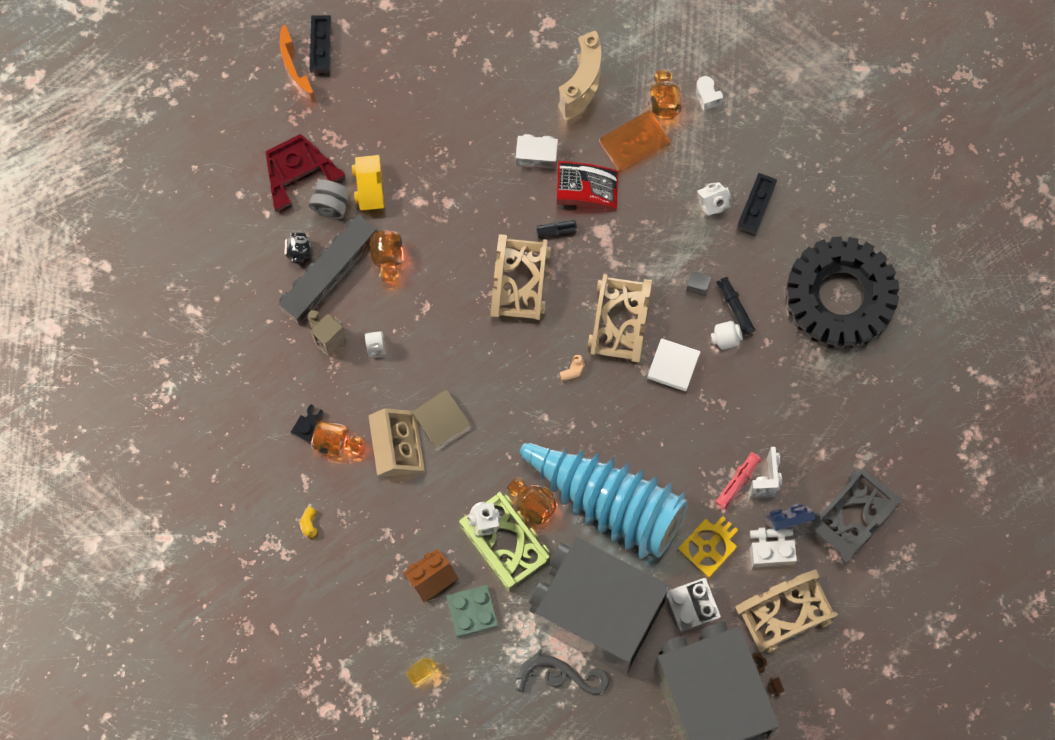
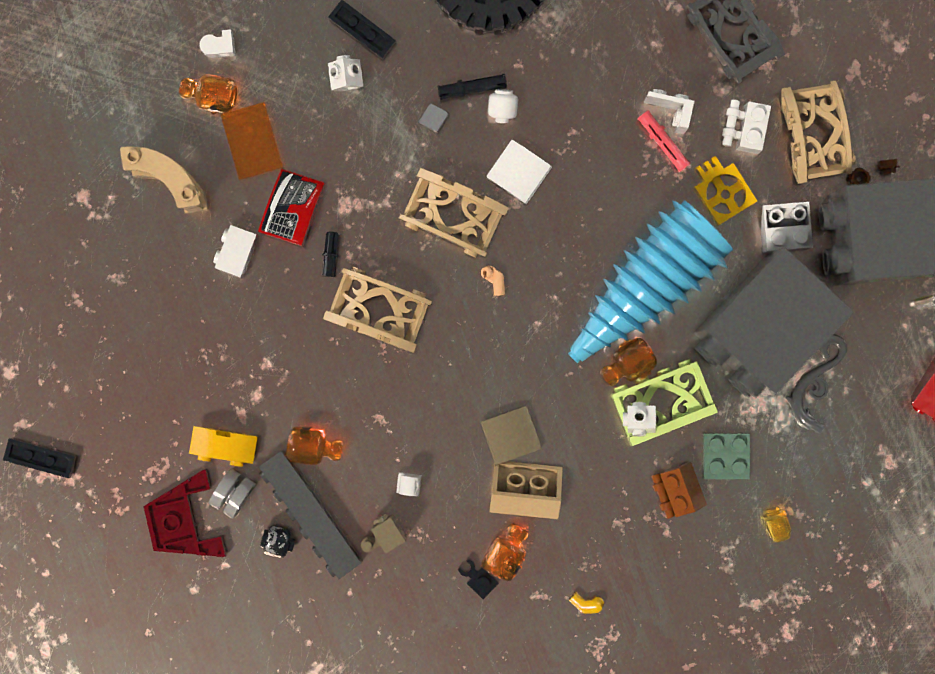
camera: 75 degrees left, 15 degrees up
(302, 83) = (30, 496): orange slope -> none
(795, 515) = (722, 98): dark blue plate -> none

